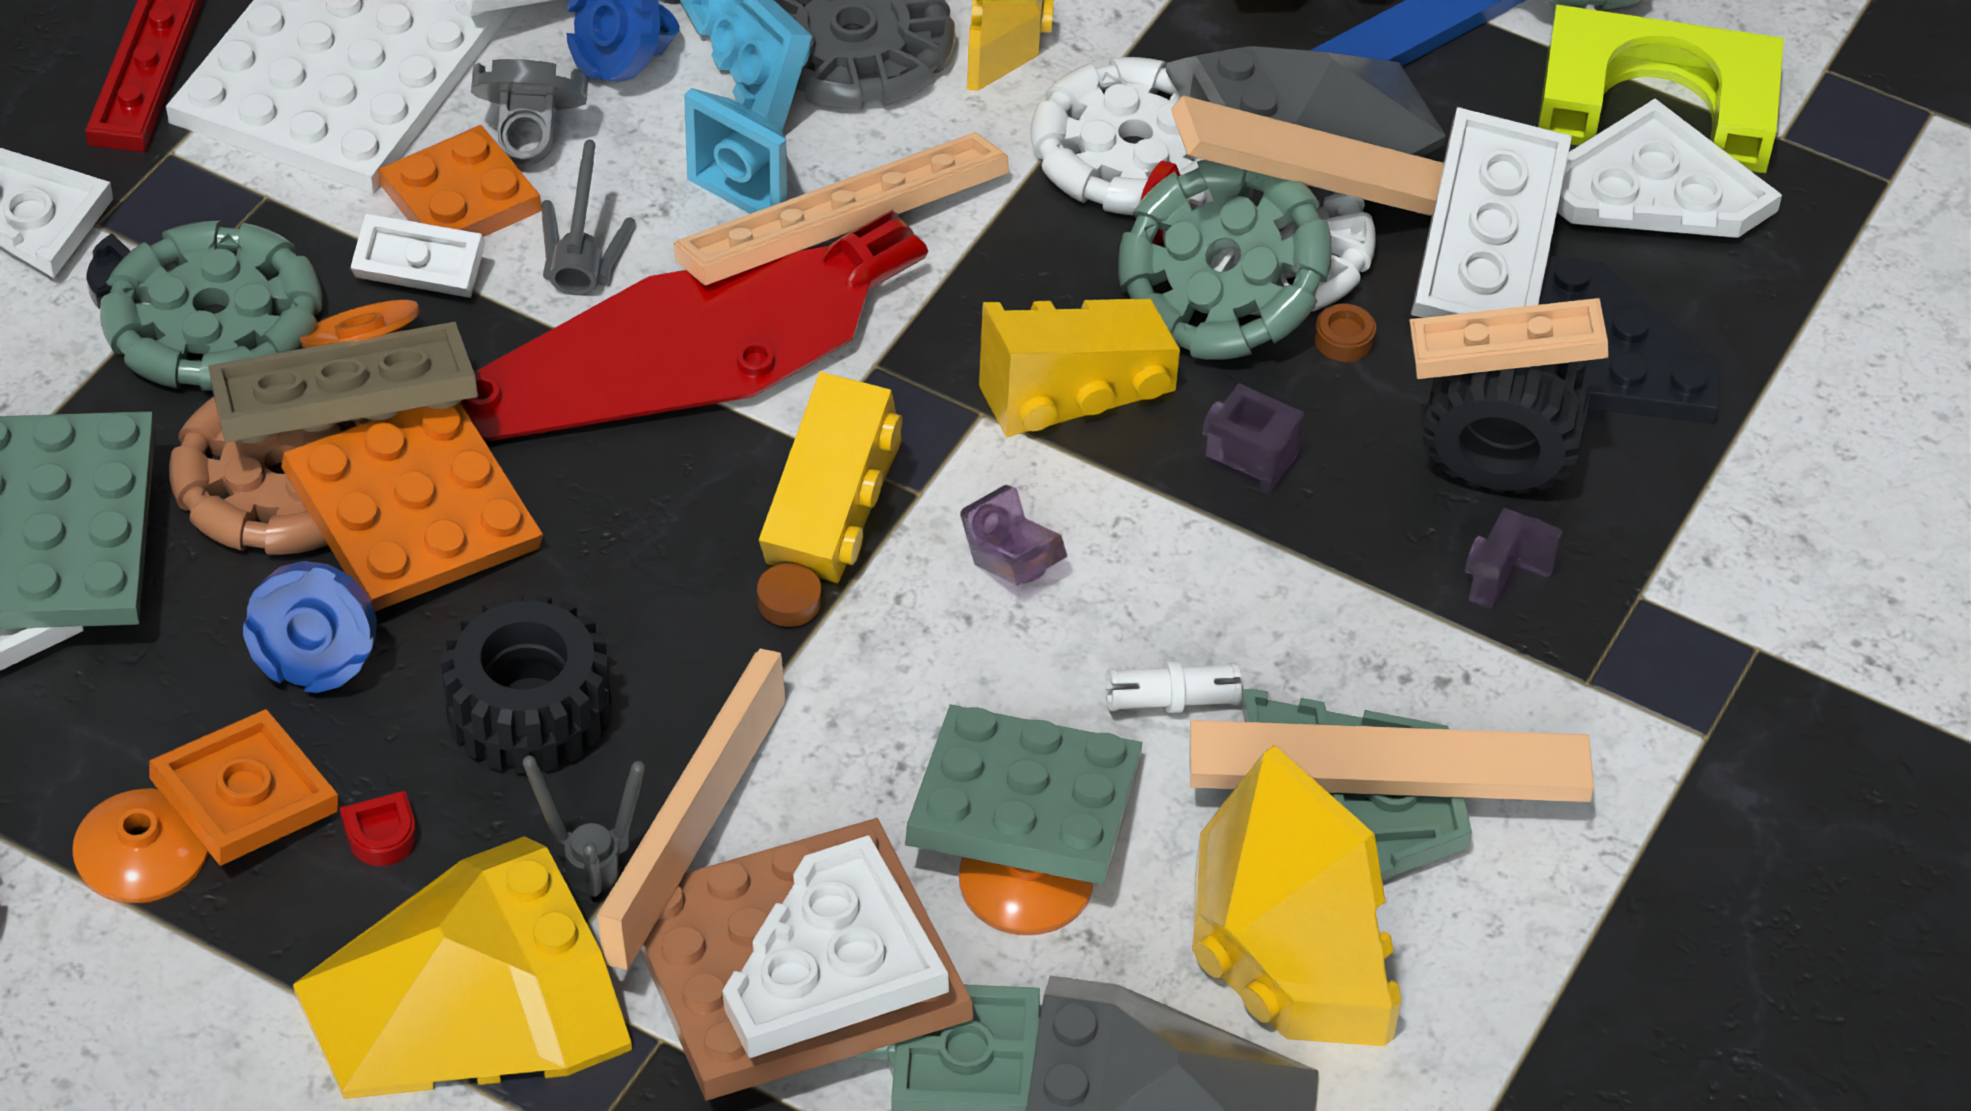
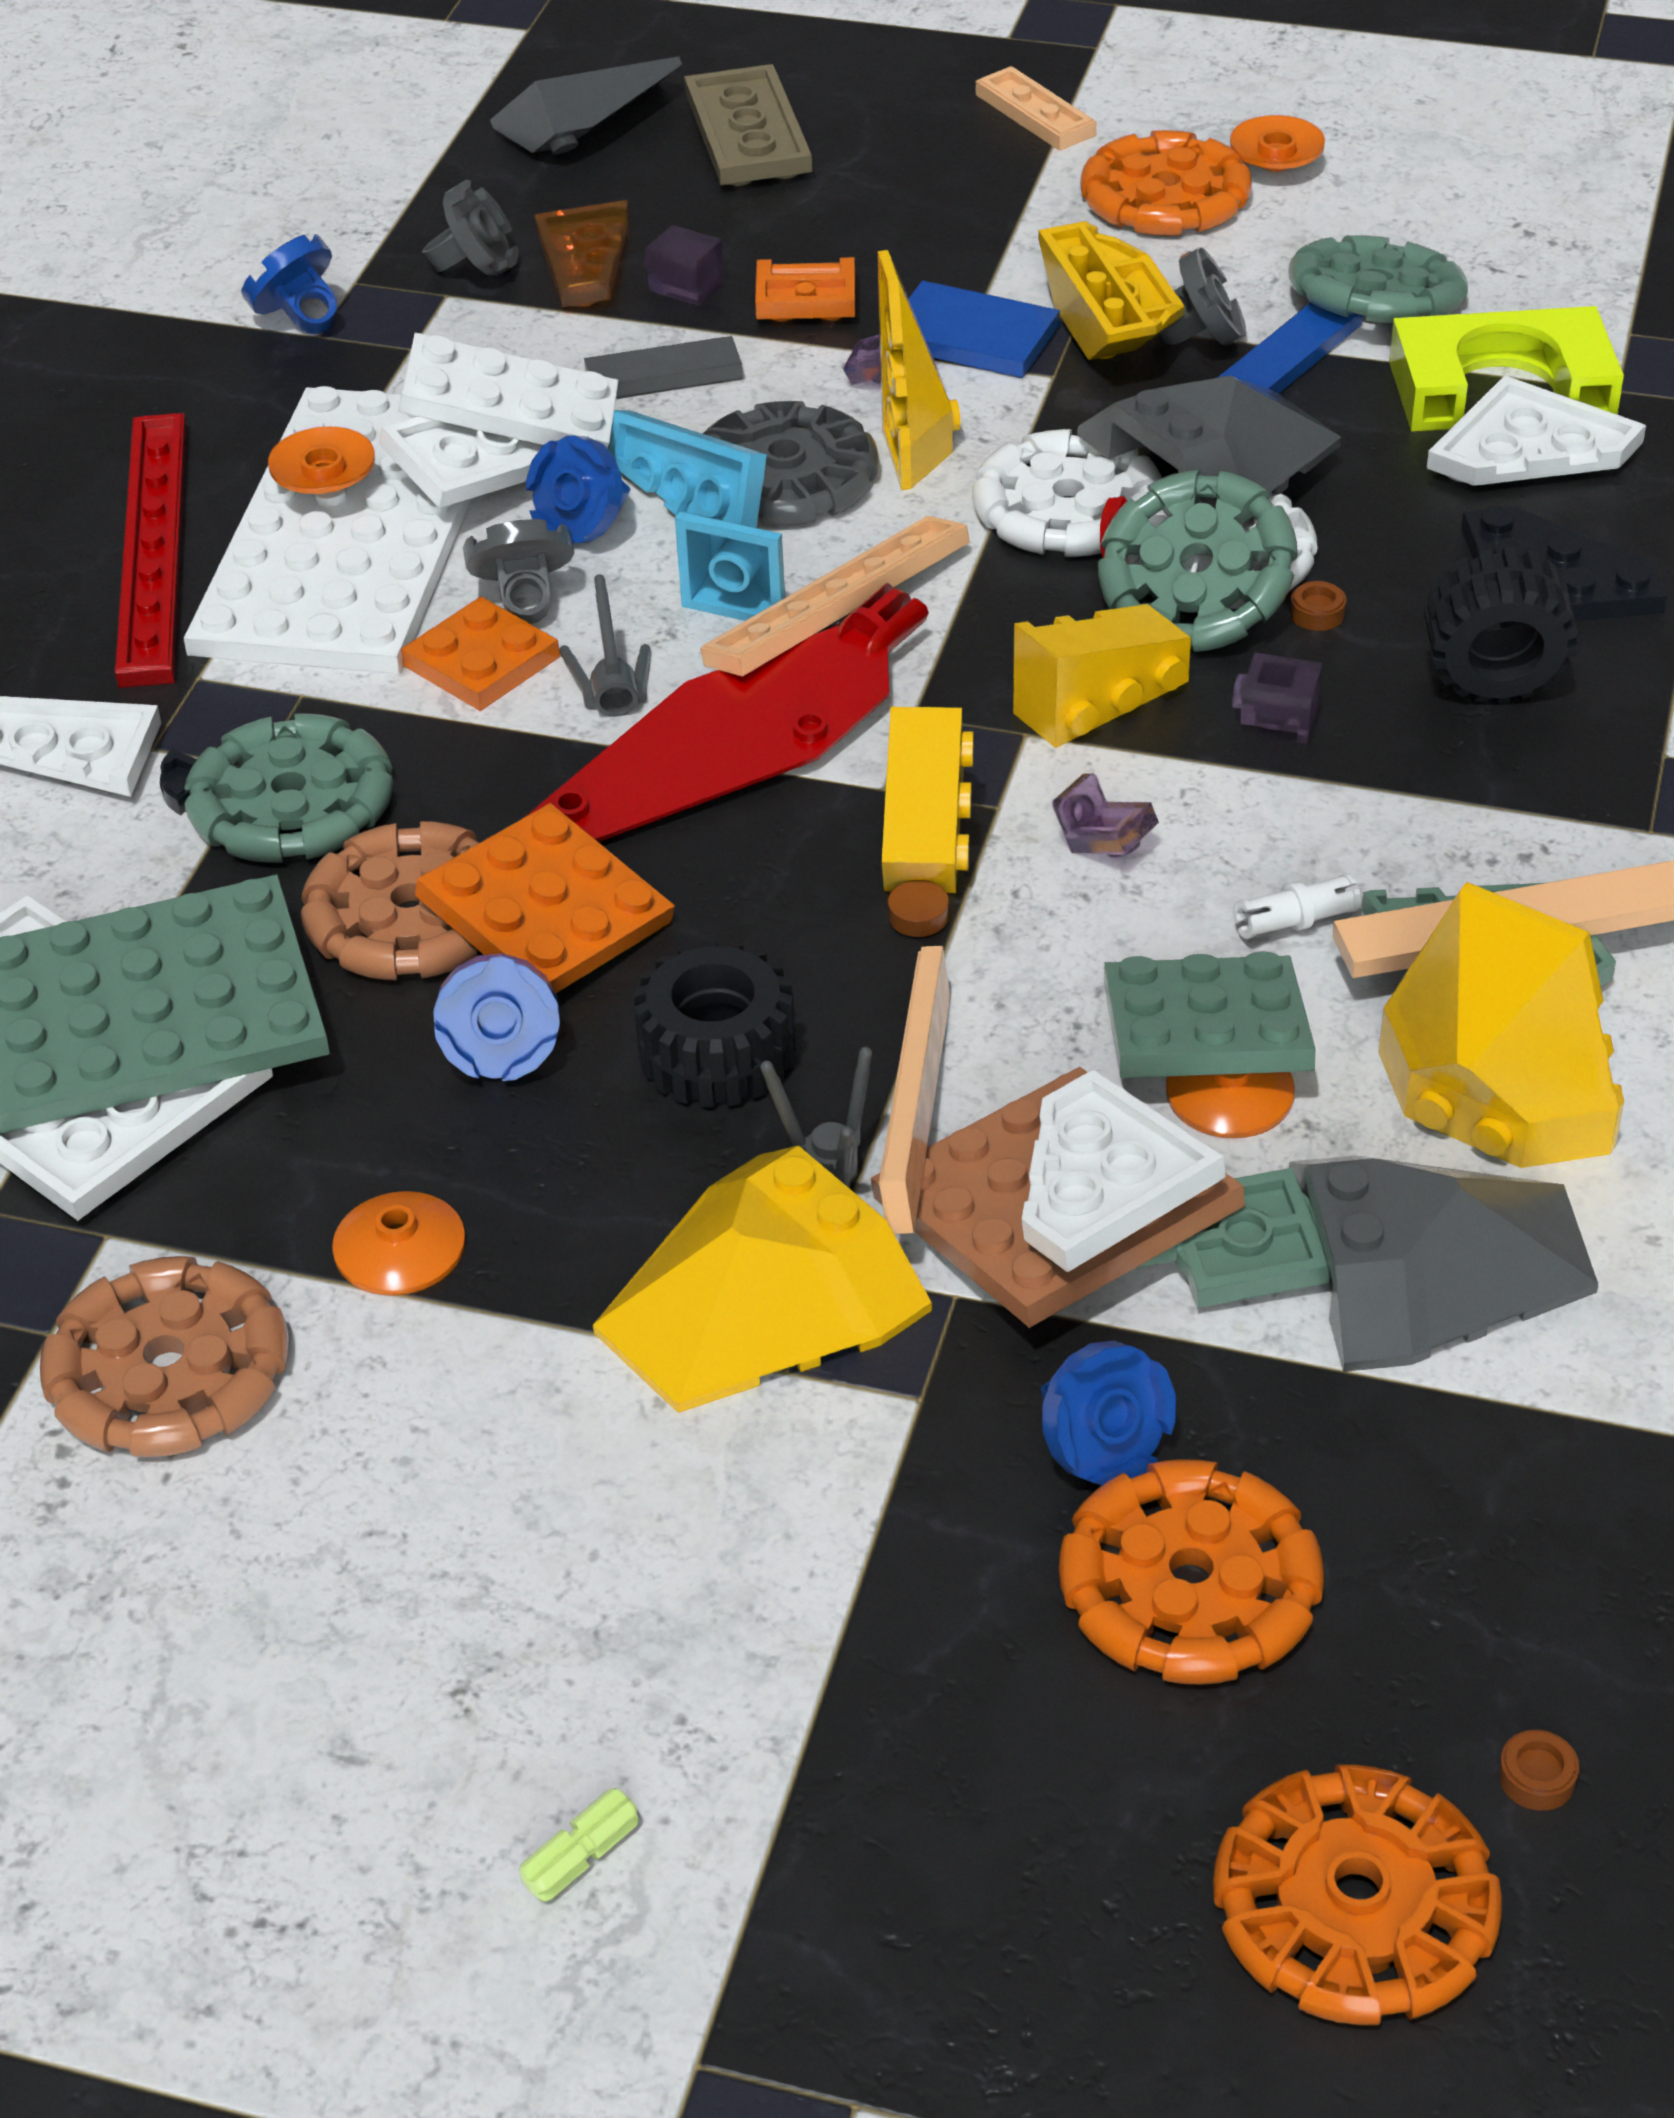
camera: 10 degrees left, 5 degrees down
(243, 786) = (482, 1167): orange plate -> none
(342, 383) = (447, 811): dark tan plate -> none
(363, 323) = (441, 777): orange dish -> none
(380, 829) = (620, 1178): red tile -> none
(417, 255) = (466, 708): white plate -> none
(1306, 155) = (1254, 459): light nougat tile -> none
(1491, 216) = (1412, 490): white plate -> none
(1508, 338) = (1495, 550): light nougat tile -> none
(1512, 542) = (1549, 730): clear purple bracket -> none

